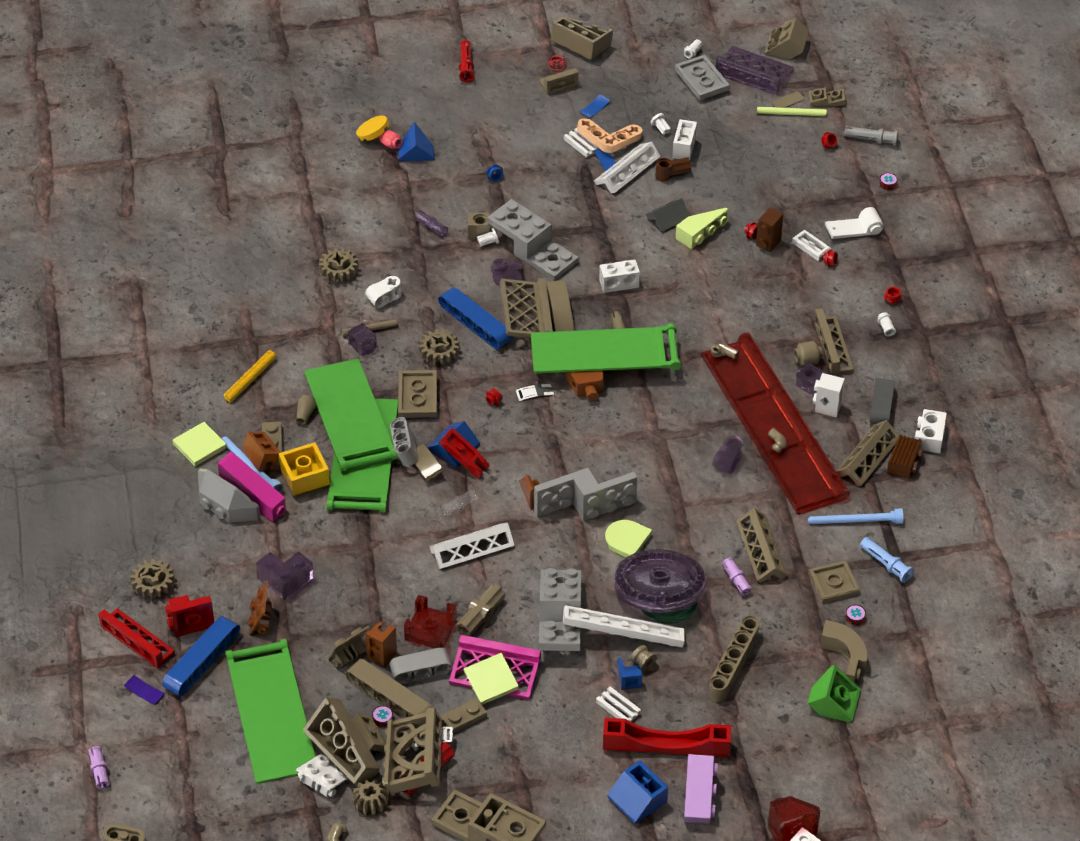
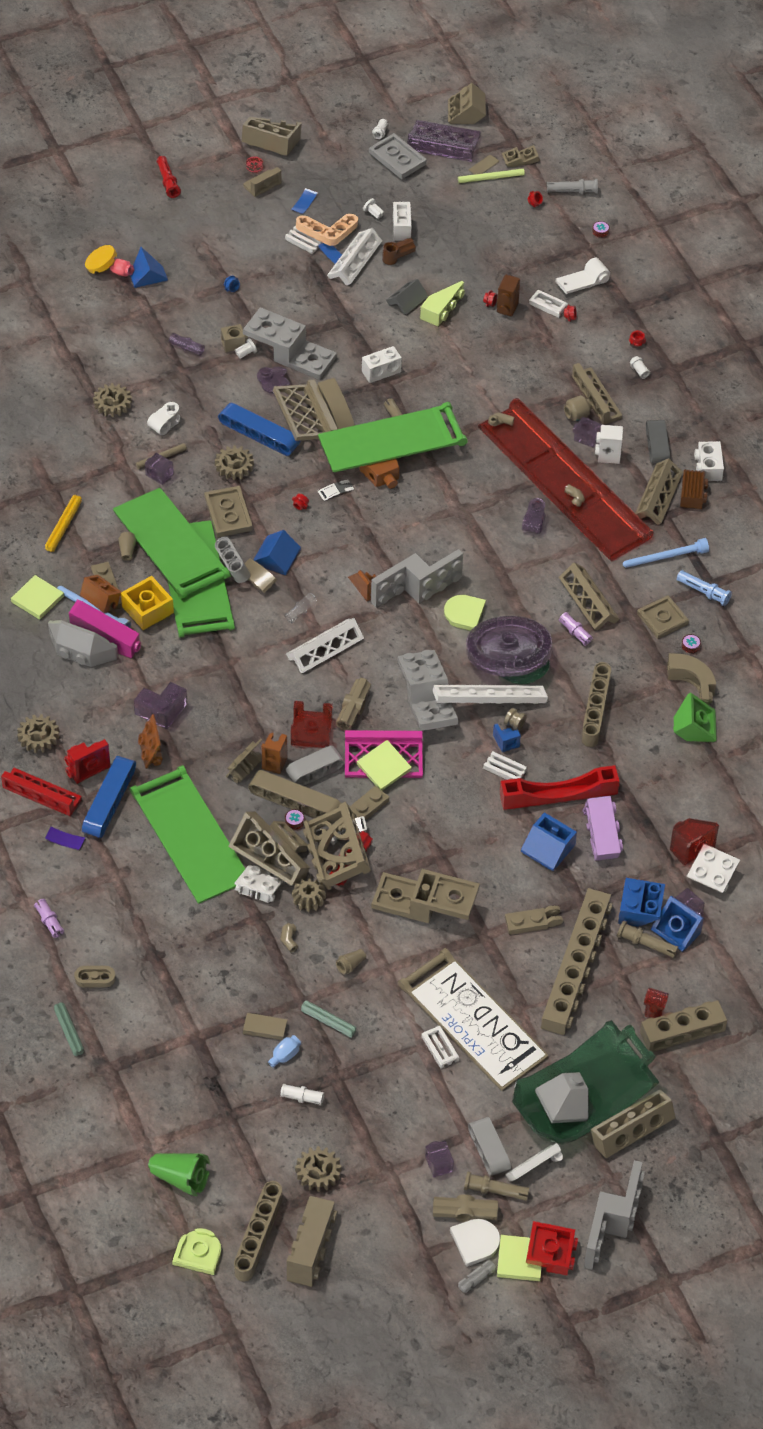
camera: 15 degrees left, 5 degrees up
(464, 452) = (292, 559): red hinge -> none

